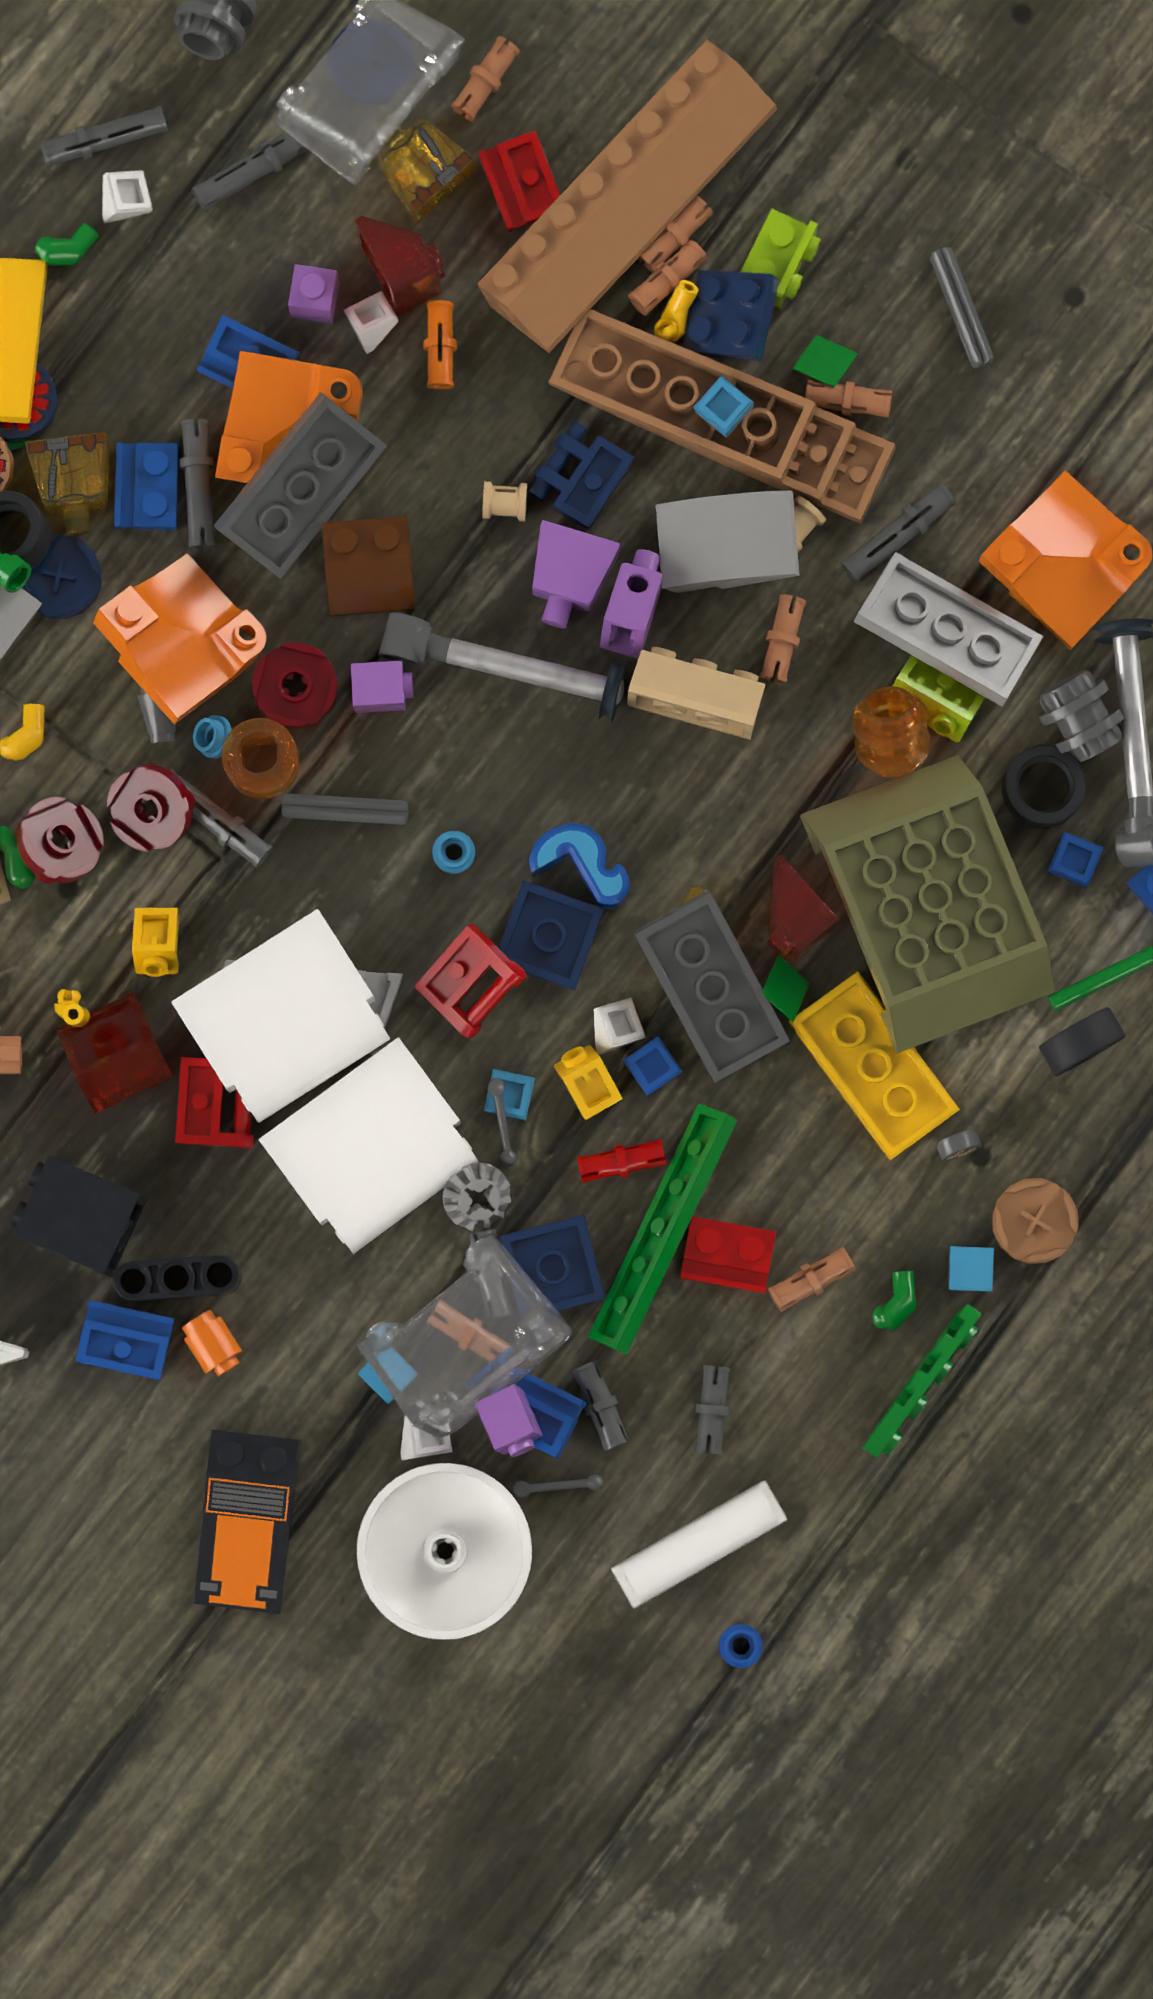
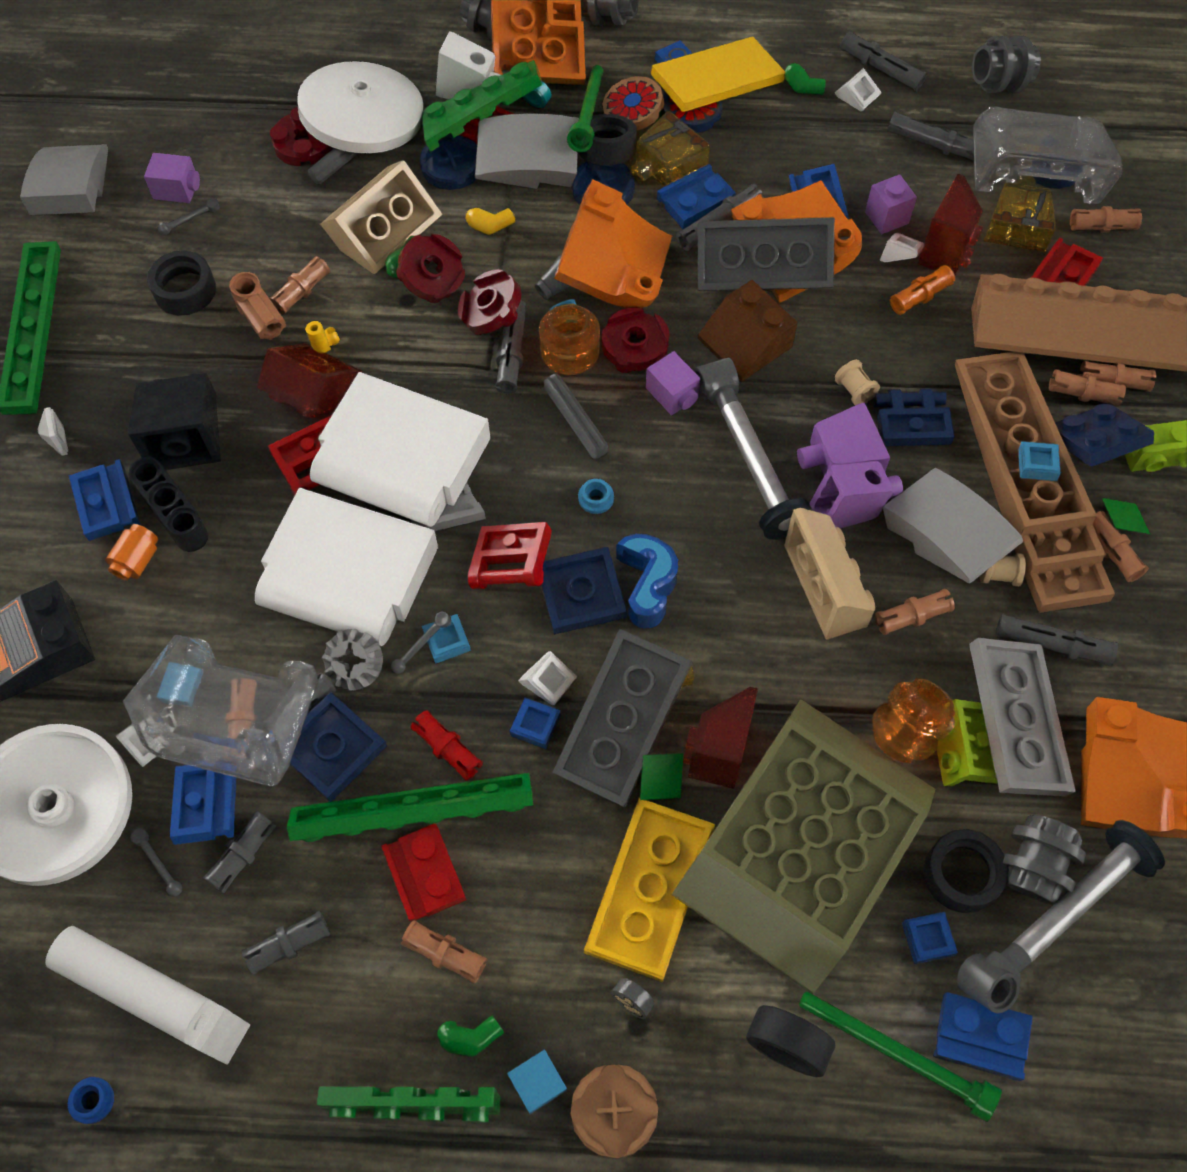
camera: 55 degrees right, 20 degrees down
(155, 941) = (401, 357): yellow bracket -> none
(509, 1421) = (178, 781): medium lavender brick -> none
(587, 1080) = (490, 682): yellow bracket -> none
(674, 317) = (1073, 405): yellow arm -> none

